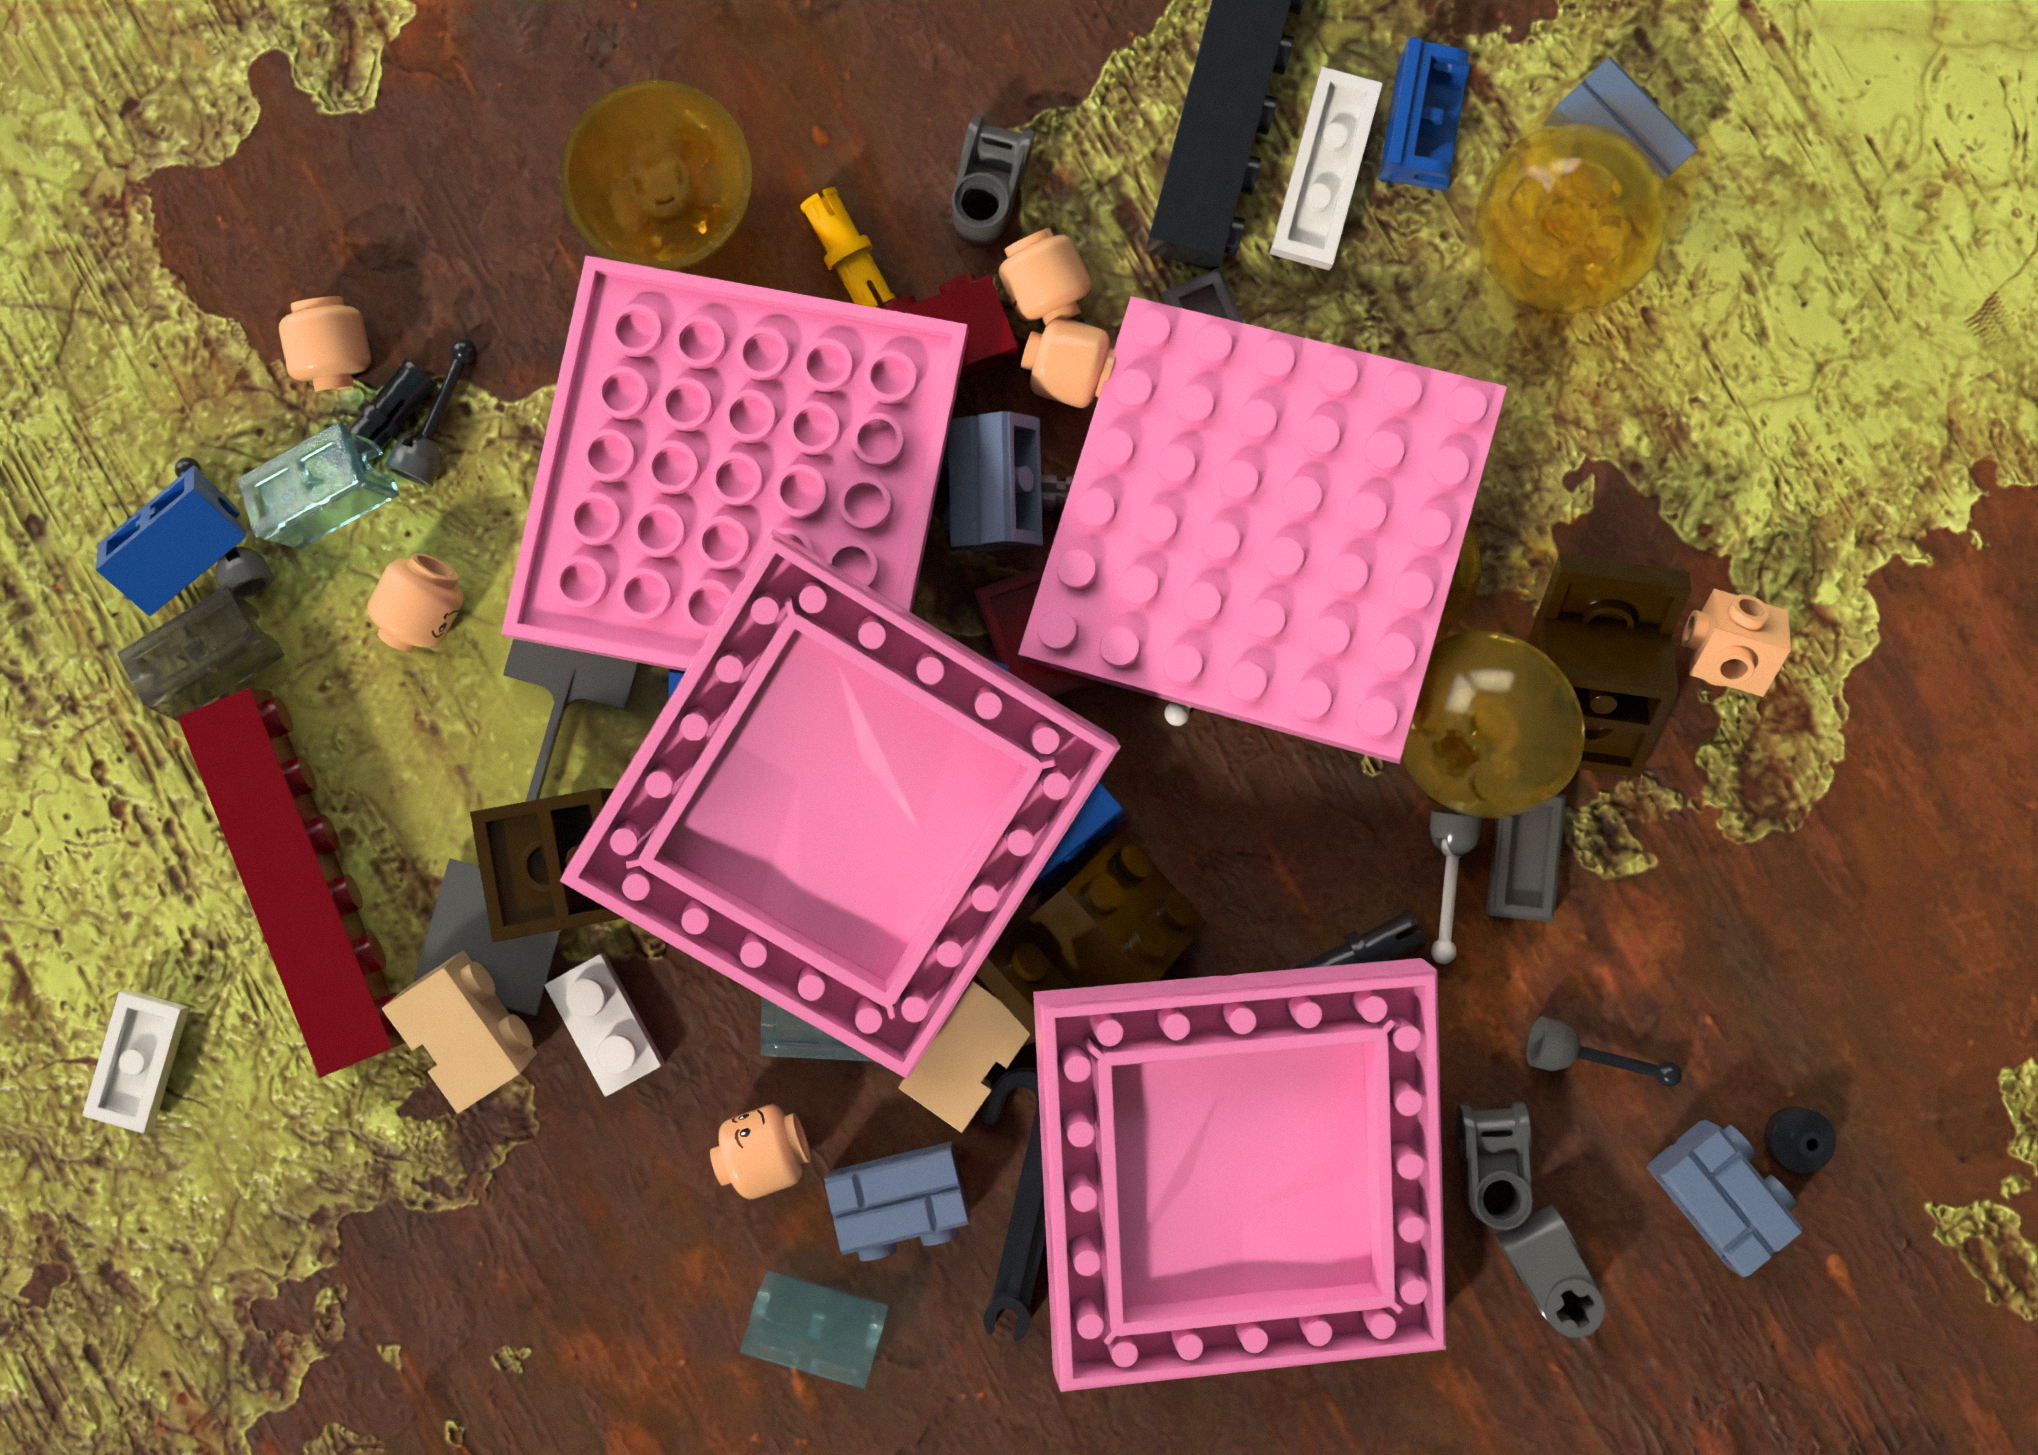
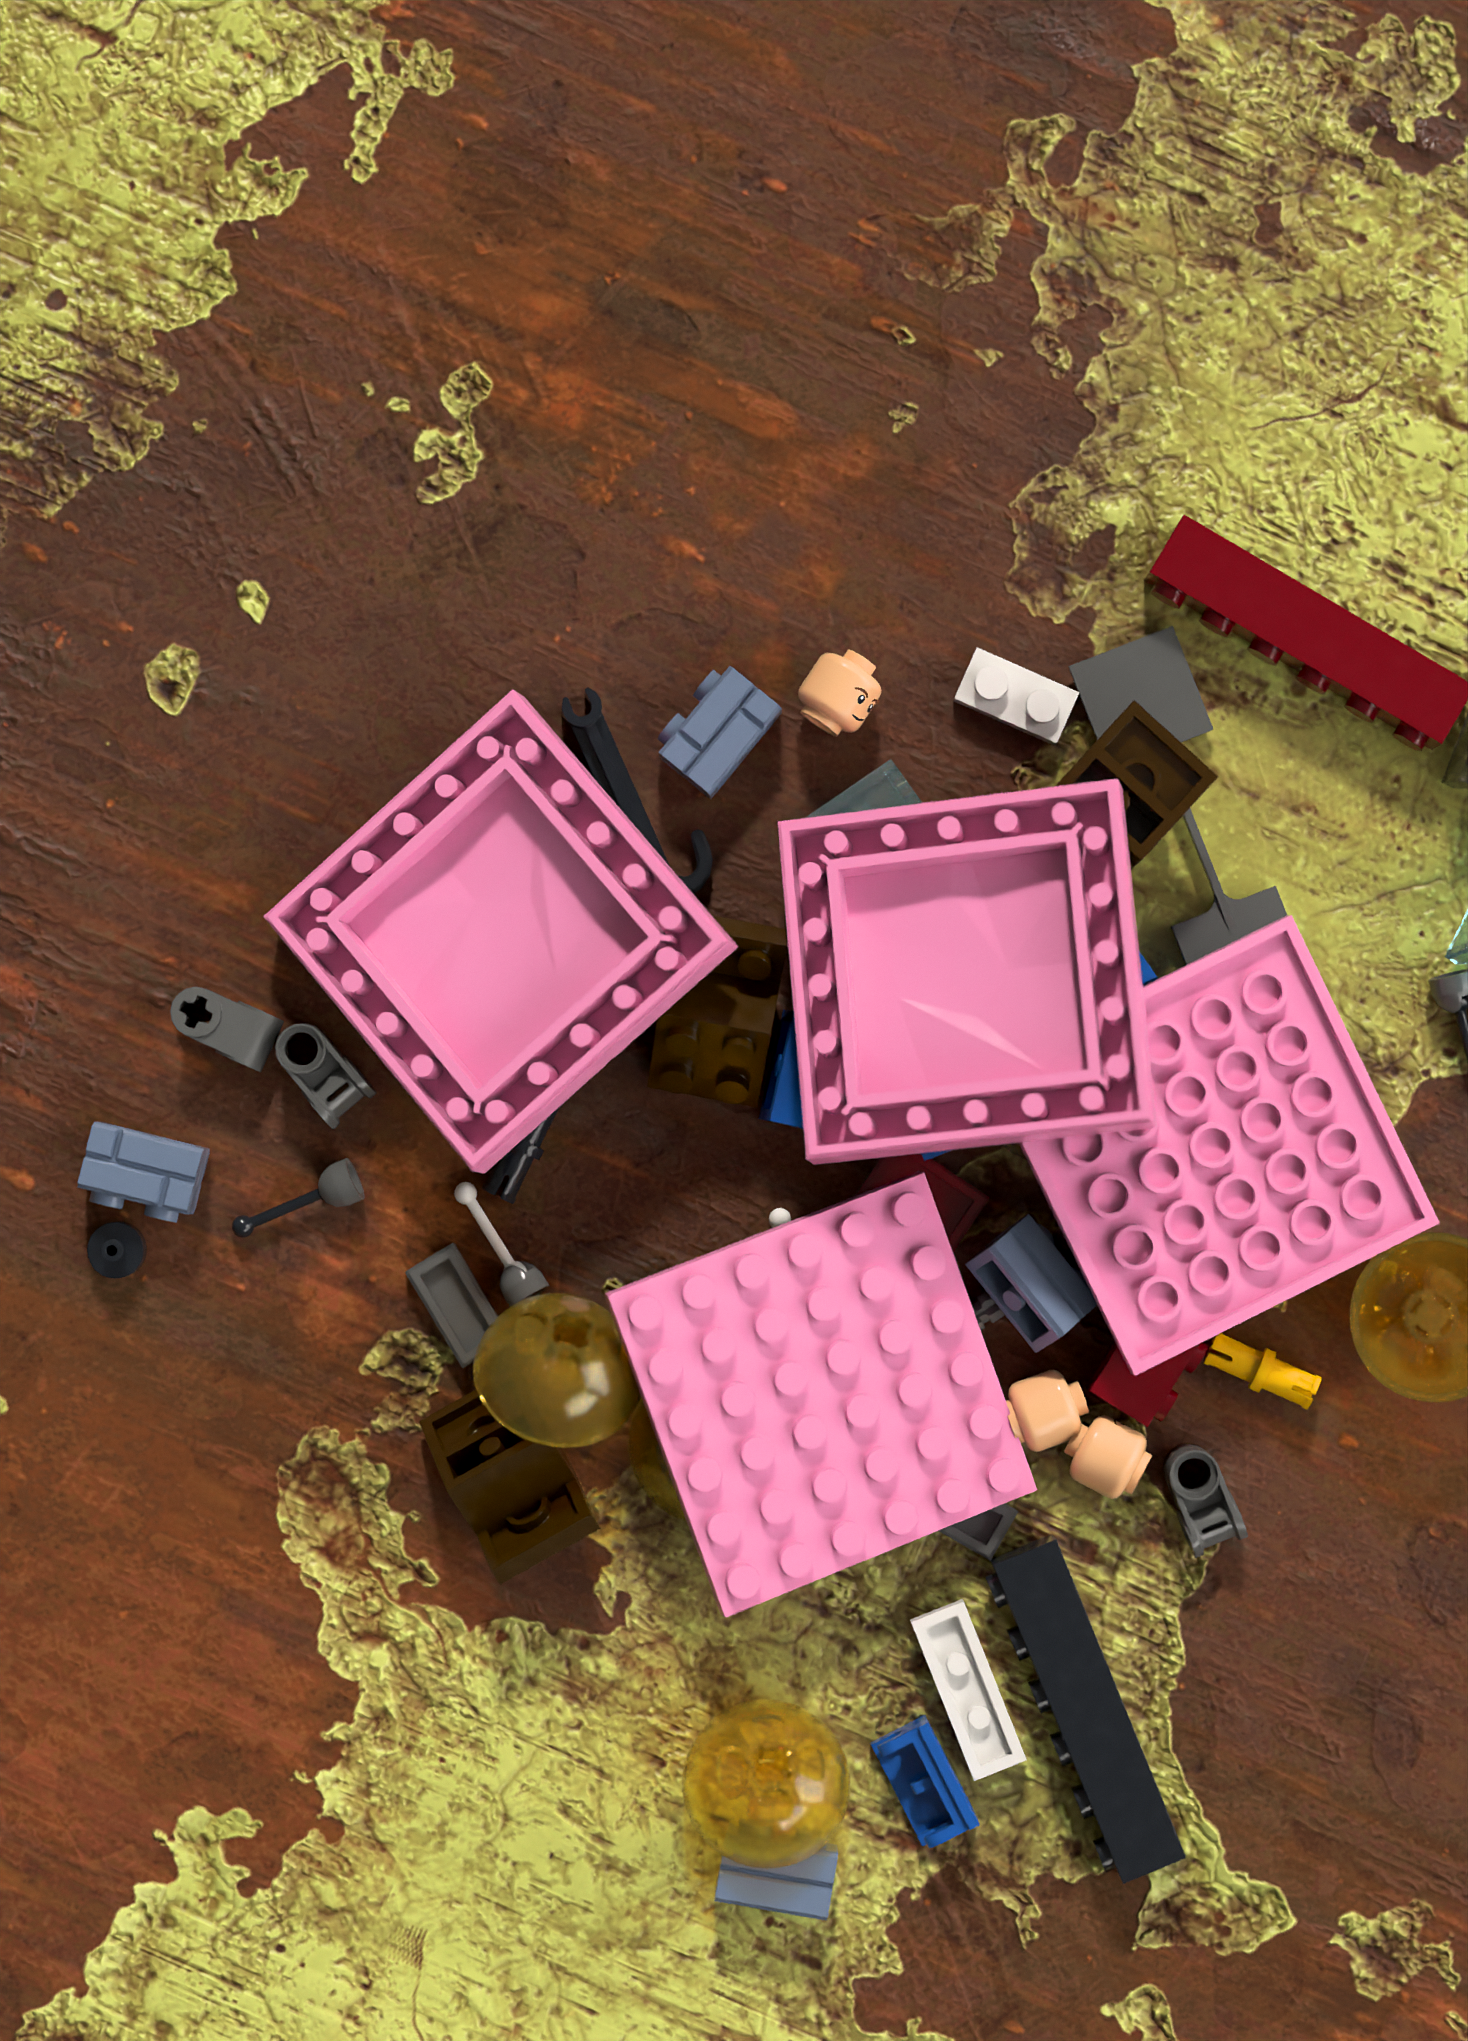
camera: 145 degrees right, 0 degrees up
(135, 1061) = (1322, 425): white plate -> none
(415, 602) = (1375, 890): light nougat head -> none
(462, 1029) = (1111, 621): tan brick -> none
(814, 1329) = (708, 599): clear light blue hinge -> none
(954, 1067) = (752, 866): tan brick -> none
(1737, 642) = (424, 1566): light nougat brick -> none

